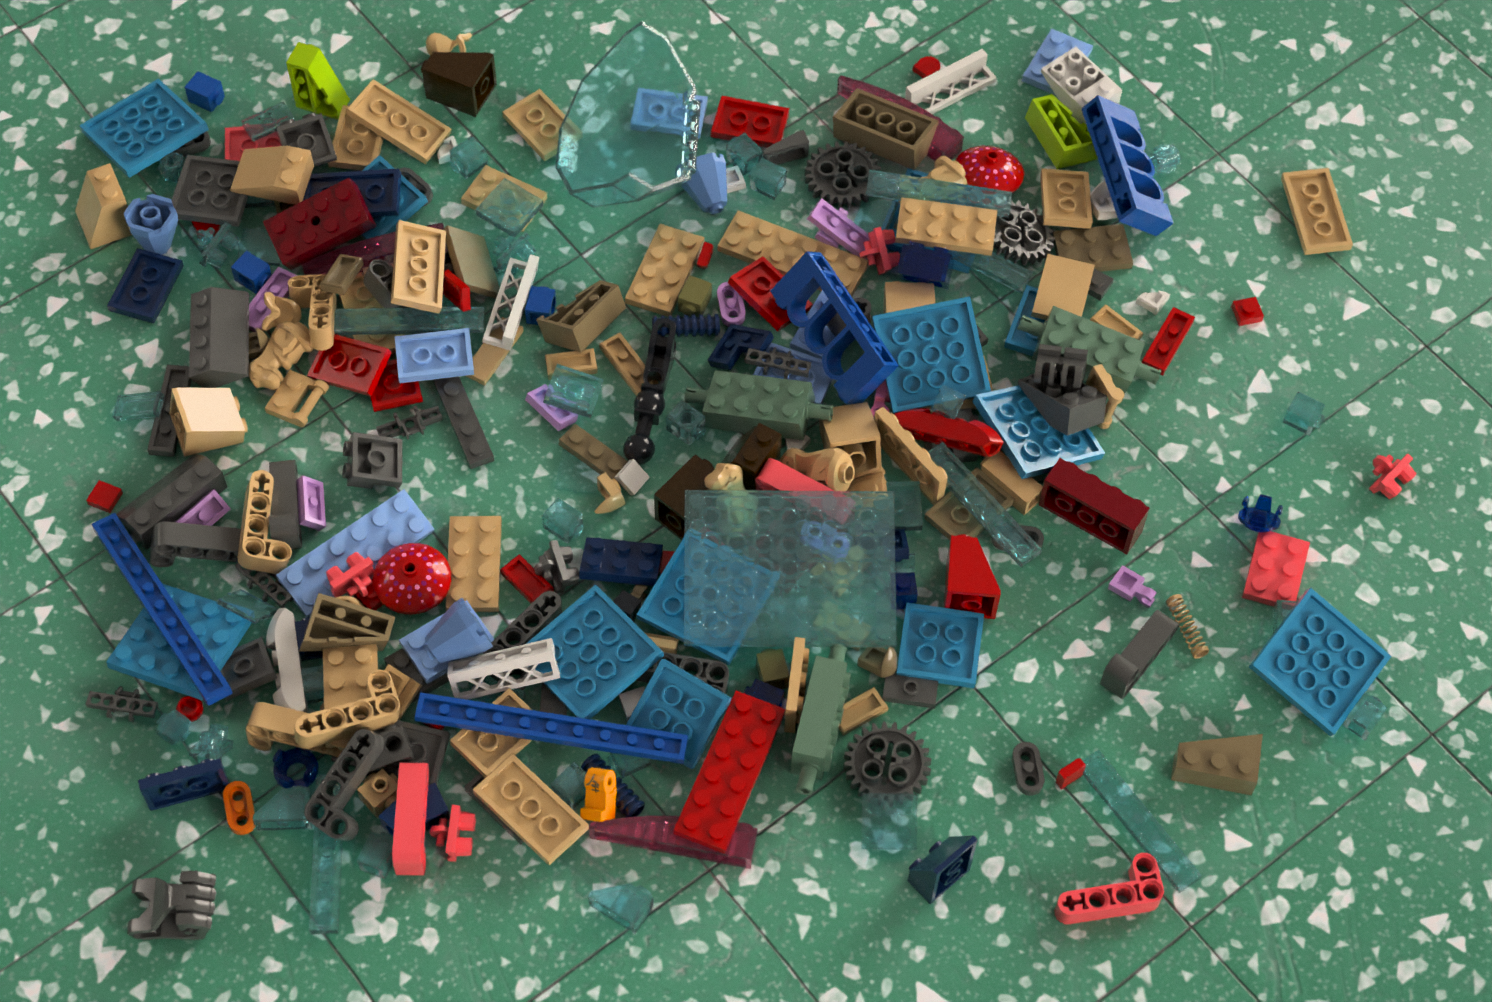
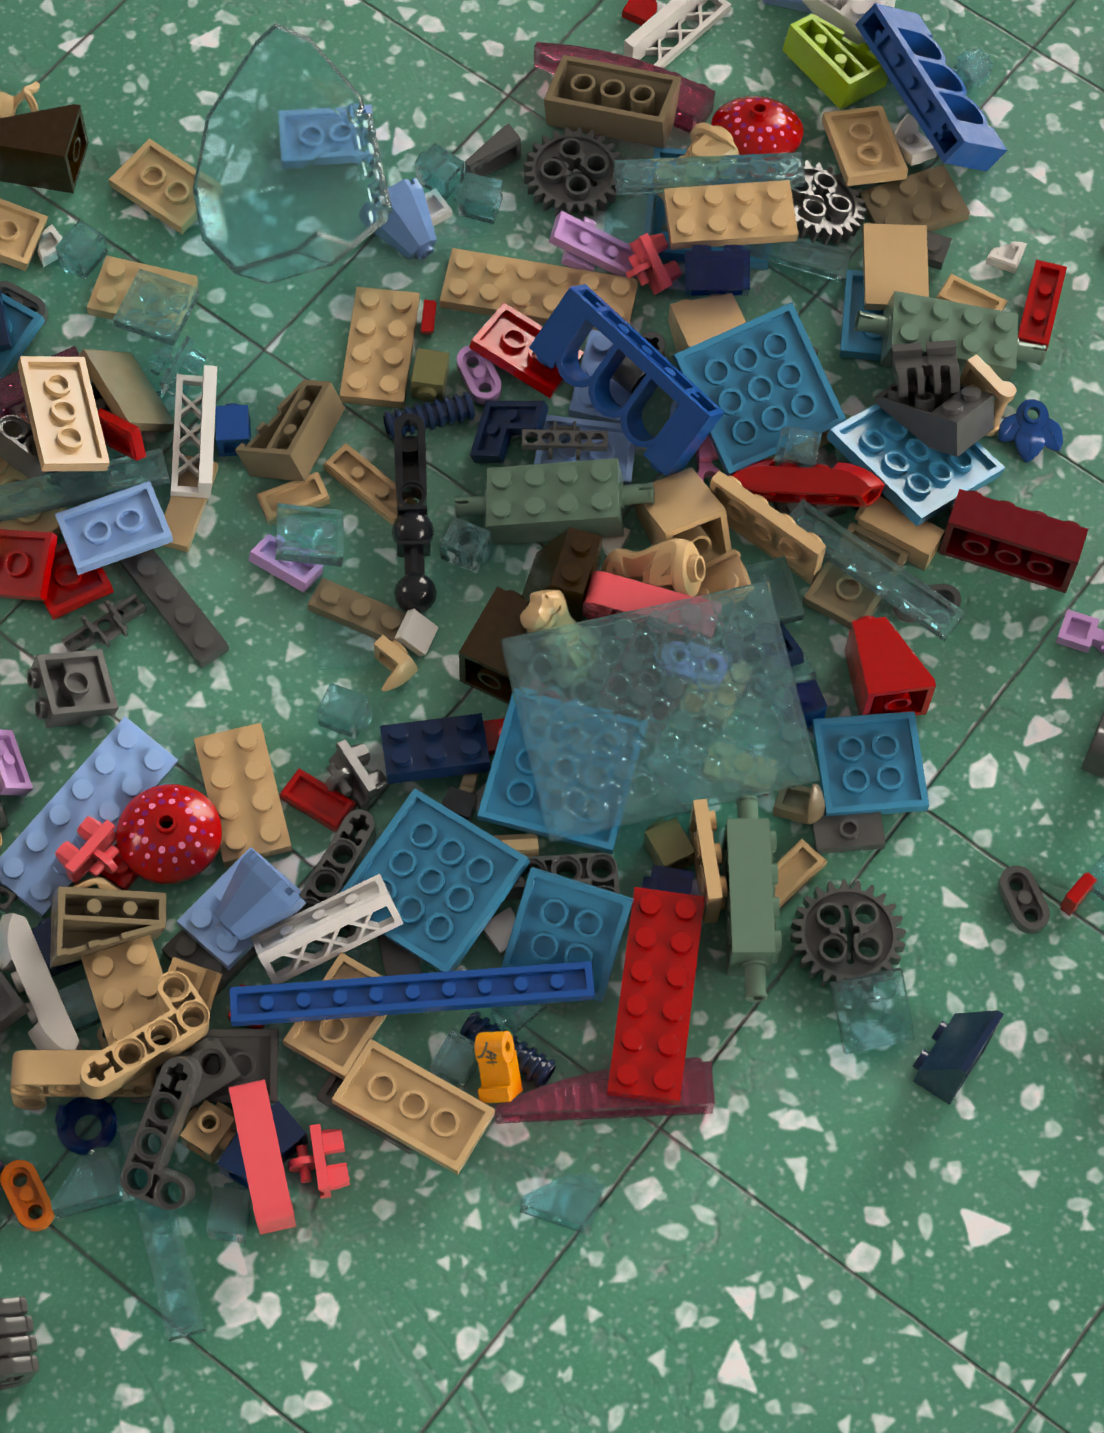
camera: 15 degrees left, 5 degrees up
(760, 121) = (422, 122): red plate -> none
(1132, 433) = (1031, 434): none -> blue plate

